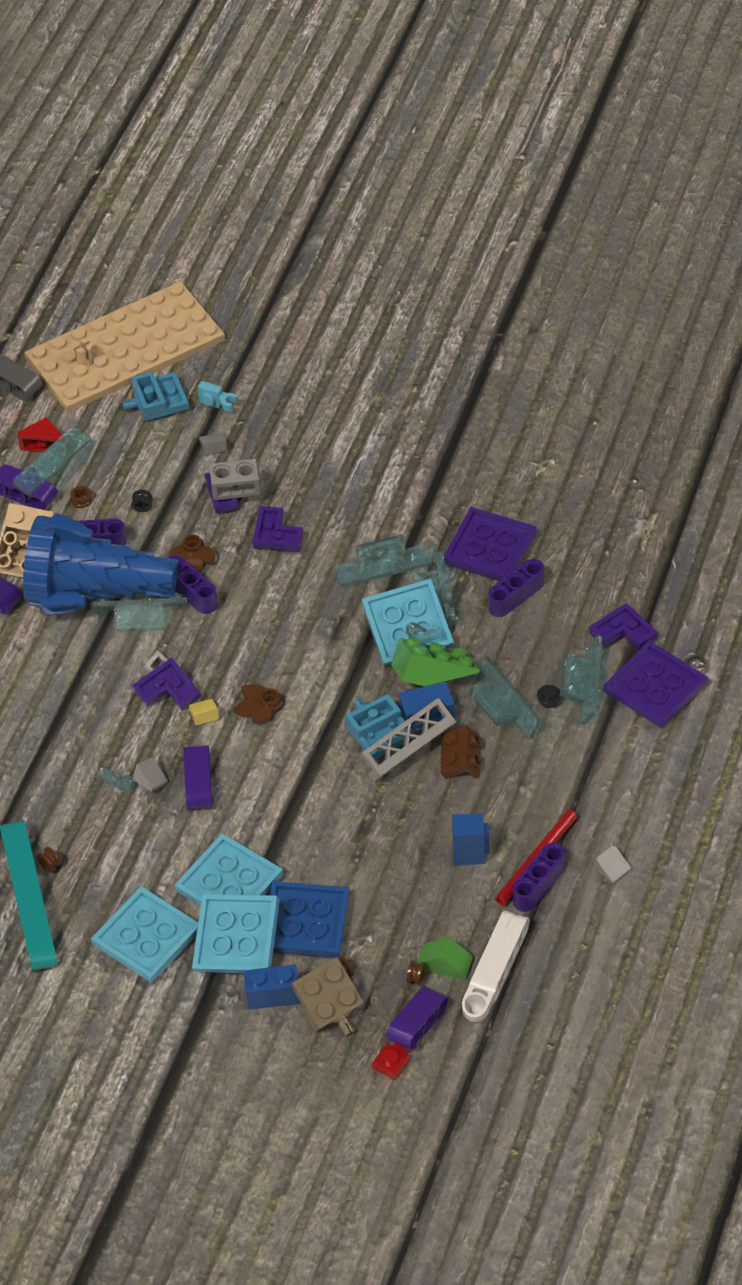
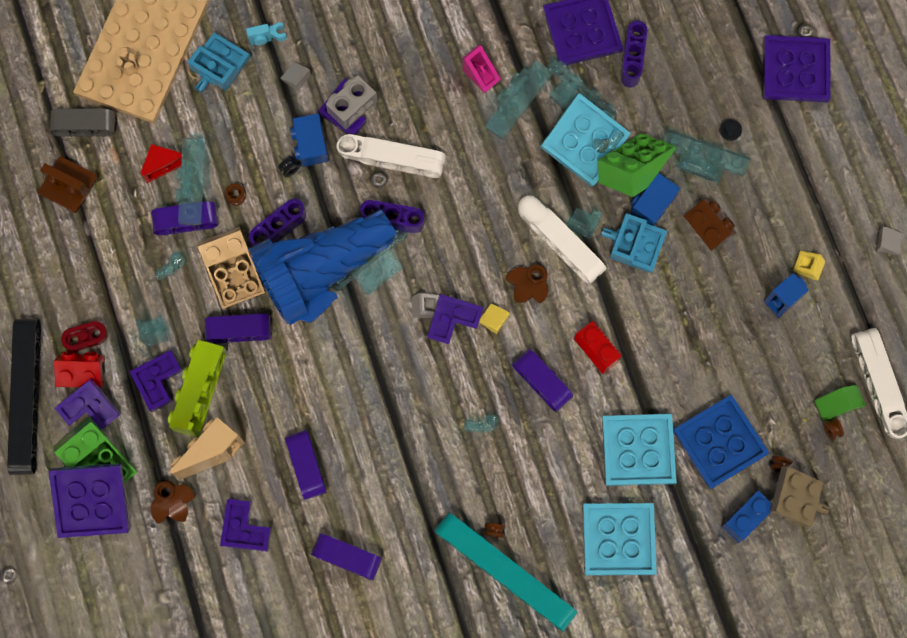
camera: 40 degrees left, 25 degrees up
(149, 775) = (506, 404): light grey slope -> none
(177, 491) = (310, 140): none -> blue brick
(194, 552) = (370, 189): reddish brown plate -> none
(234, 542) = (392, 155): none -> white piece
(235, 933) = (690, 494): medium azure plate -> none
(267, 781) = (597, 347): none -> red brick
(272, 535) = (413, 129): dark purple plate -> none
(316, 685) = (560, 239): none -> white piece
(350, 687) = (584, 223): none -> clear light blue panel
(369, 519) = (480, 69): none -> dark pink slope
(391, 1060) = (872, 509): red plate -> none
(409, 748) = (672, 241): light grey fence -> none
(417, 1018) = (869, 466): dark purple beam -> none
(521, 841) = (809, 265): none -> light yellow slope
(543, 867) = (847, 297): dark purple beam -> none
(552, 837) = (832, 272): red piece -> none
(581, 679) = (746, 100): clear light blue bracket -> none
(625, 623) = (736, 30): dark purple plate -> none

